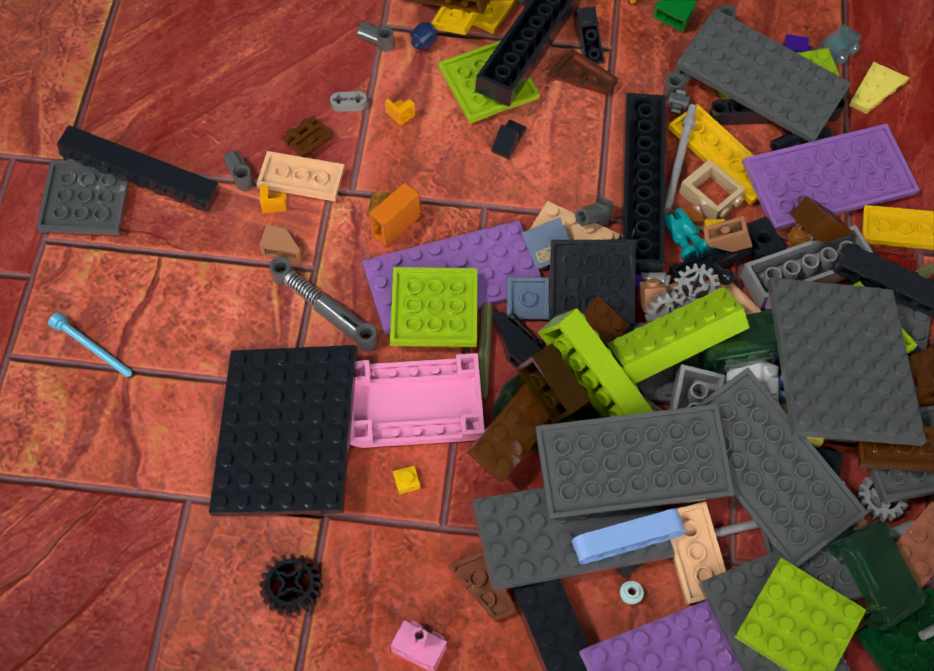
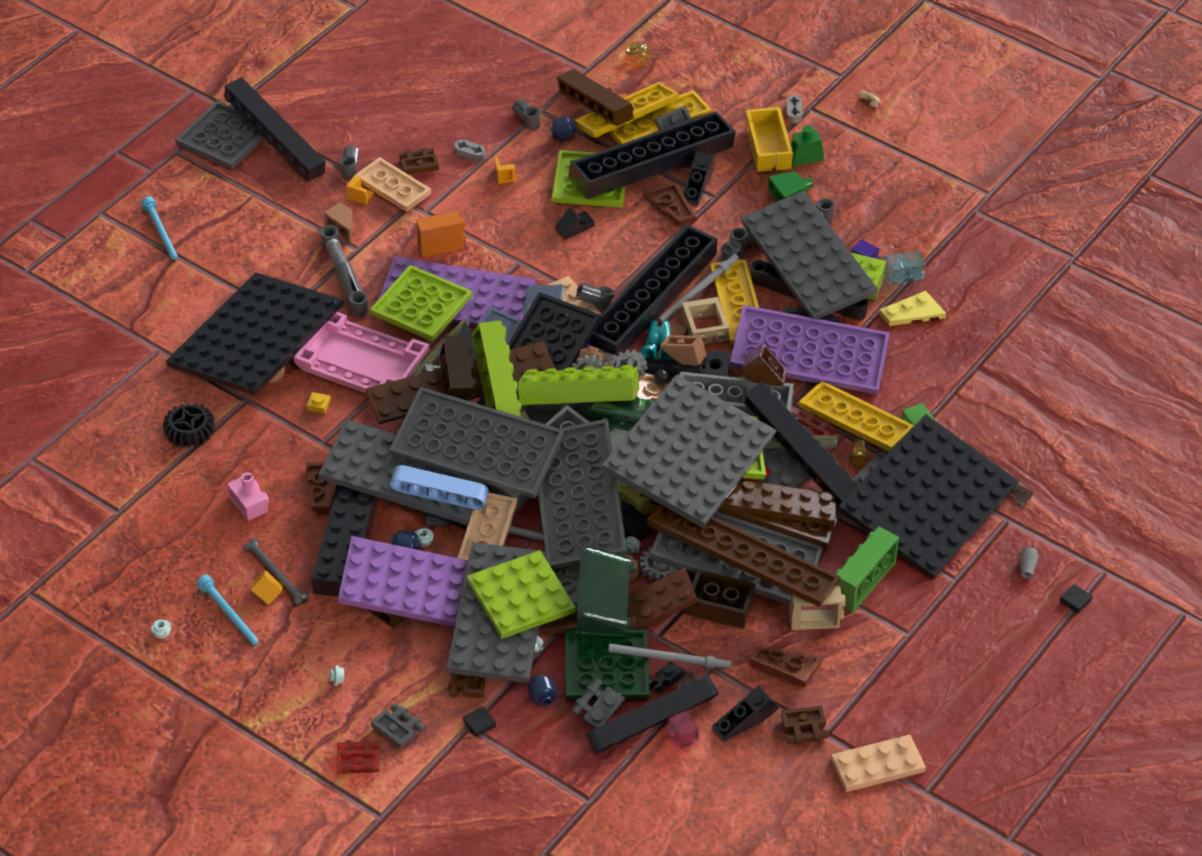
camera: 30 degrees right, 15 degrees down
(624, 615) = (406, 539): none -> dark blue head

